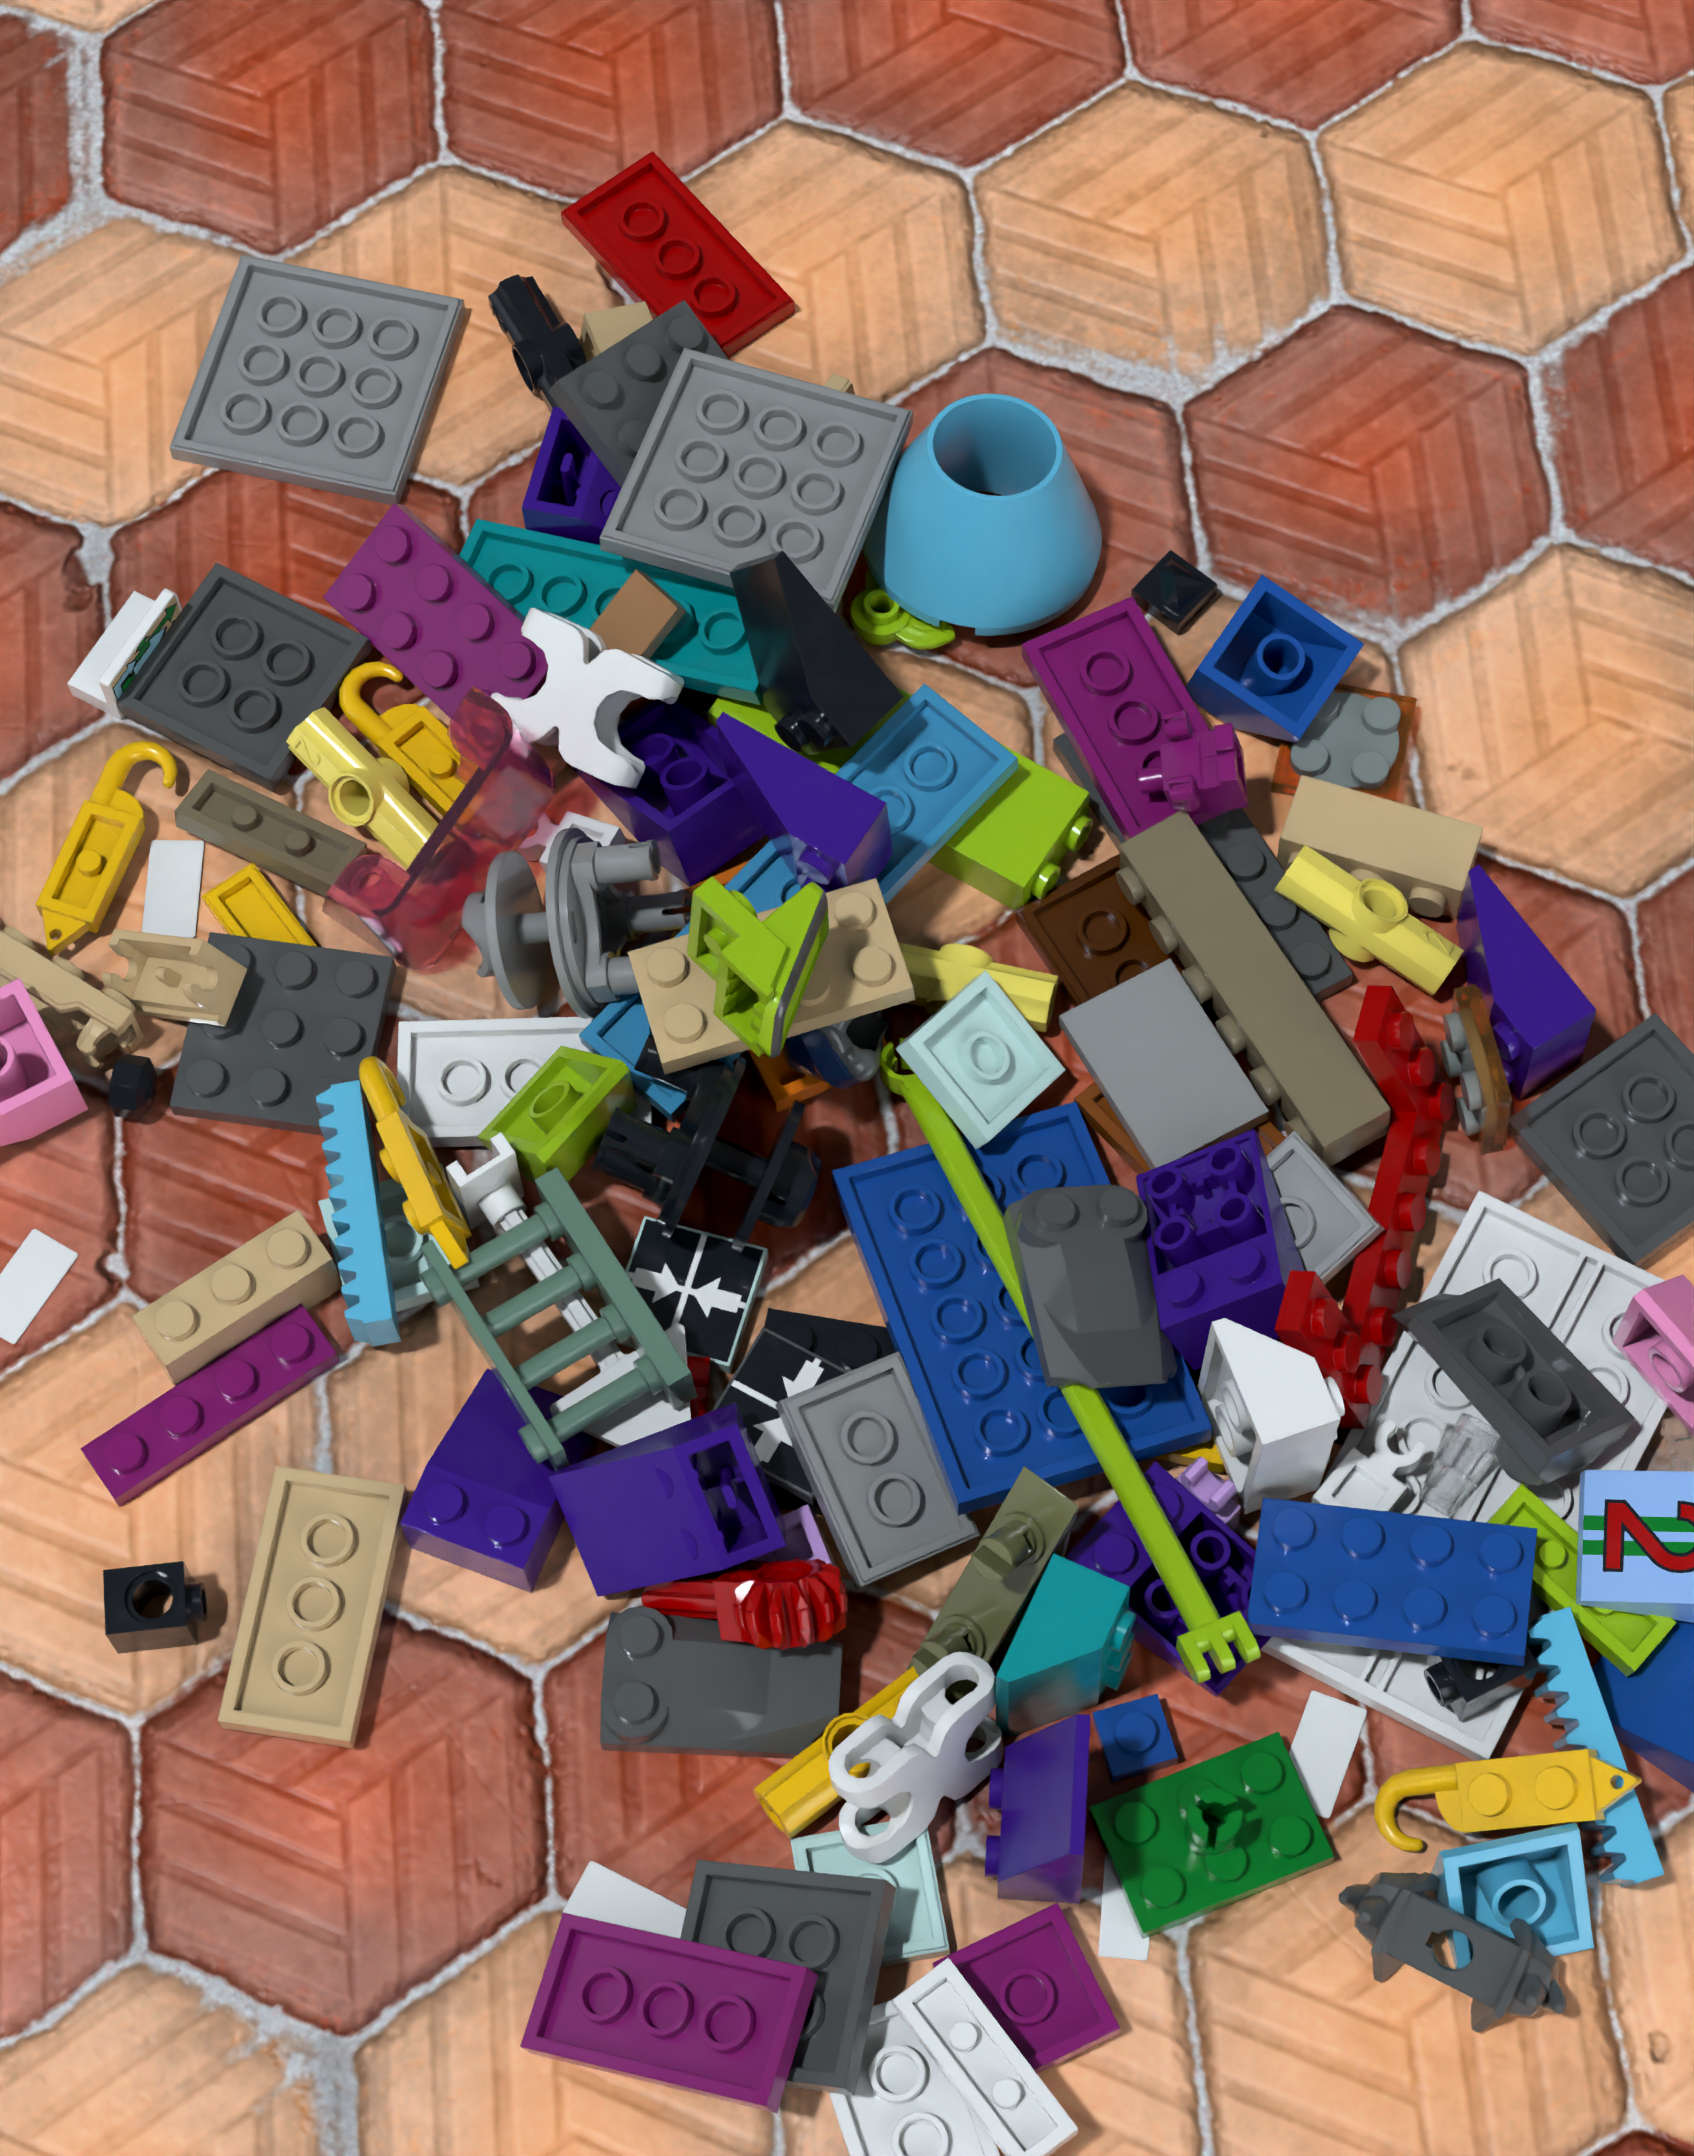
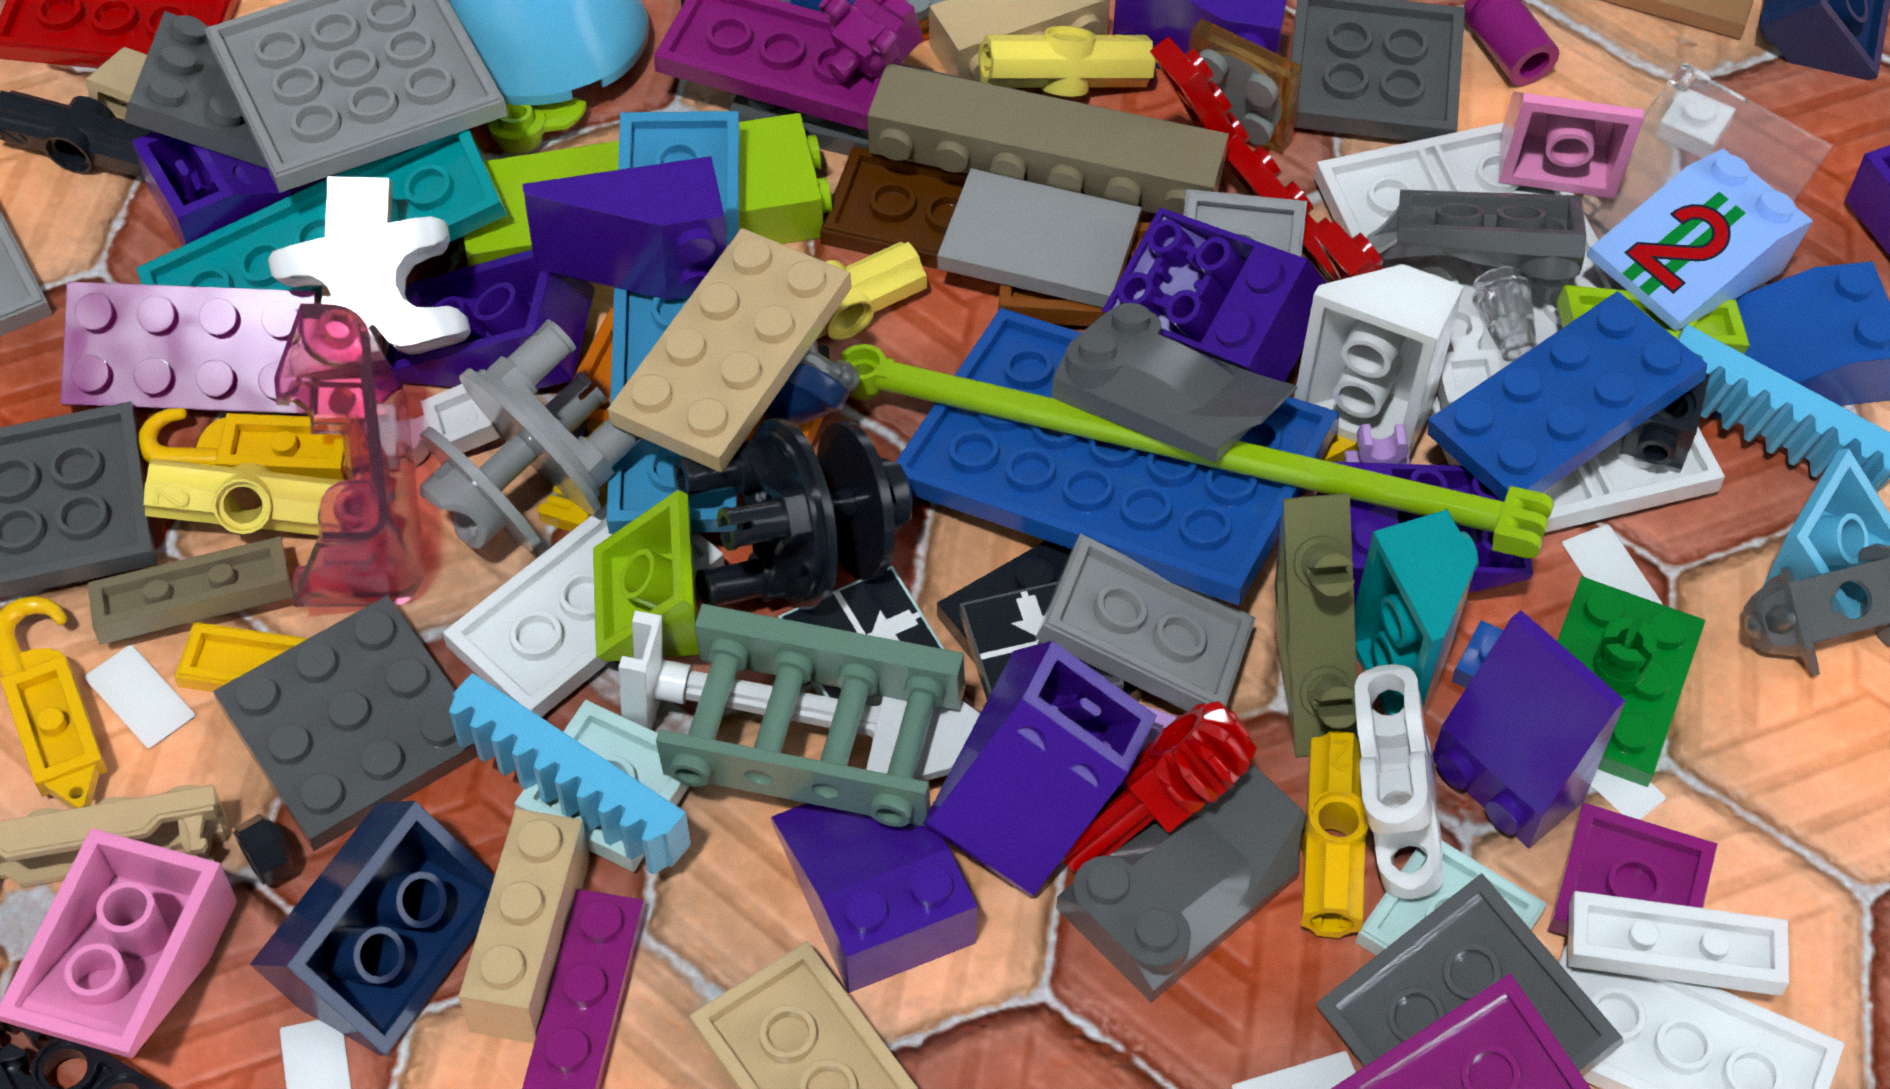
camera: 50 degrees left, 10 degrees down
(147, 1213) = (379, 926): none -> dark blue slope
(176, 977) = (223, 732): tan hinge -> none
(414, 1164) = (571, 697): yellow plate -> none
(757, 964) = (739, 315): lime piece -> none
(806, 660) = (520, 122): black slope -> none
(980, 1059) = (917, 319): light aqua plate -> none
(1506, 1793) = (1768, 478): yellow plate -> none

